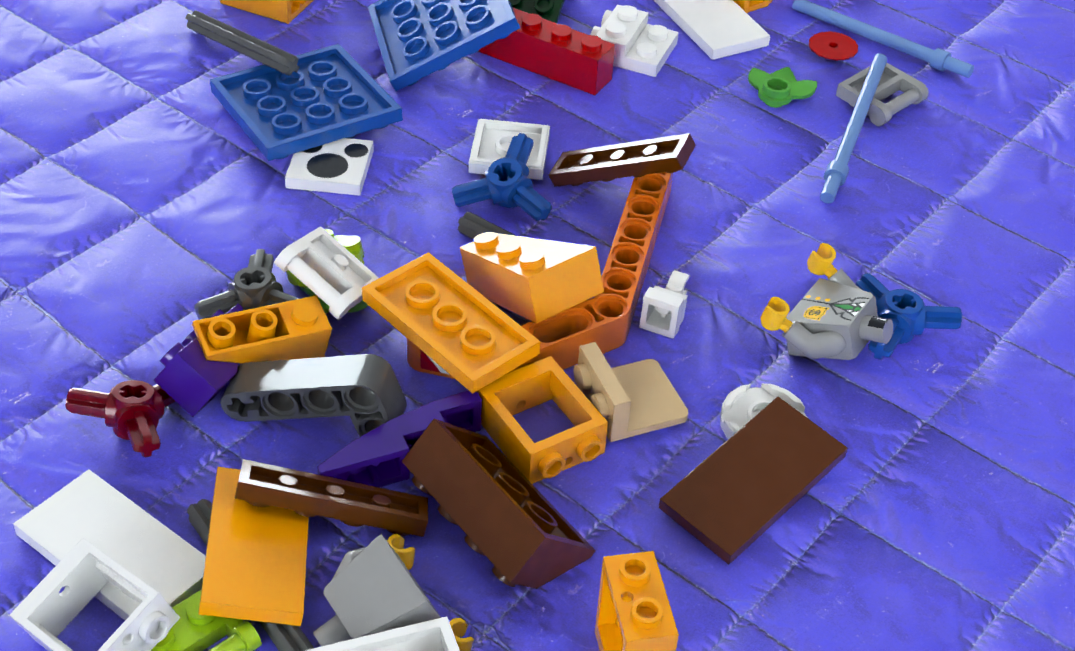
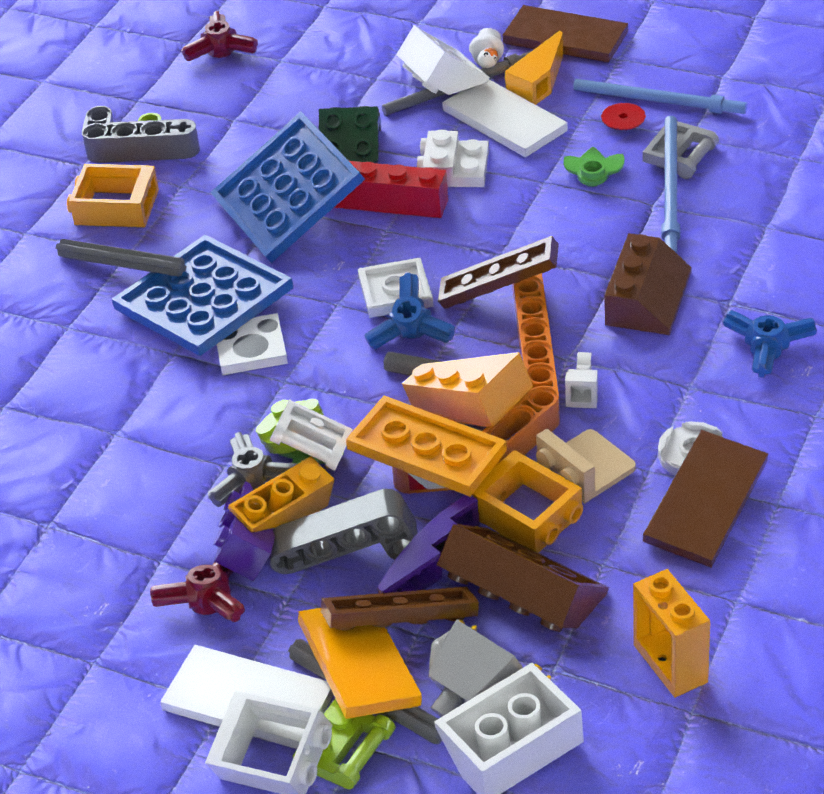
camera: 10 degrees left, 0 degrees up
(783, 221) = (646, 286): none -> reddish brown slope
(831, 318) = (717, 353): light grey torso -> none

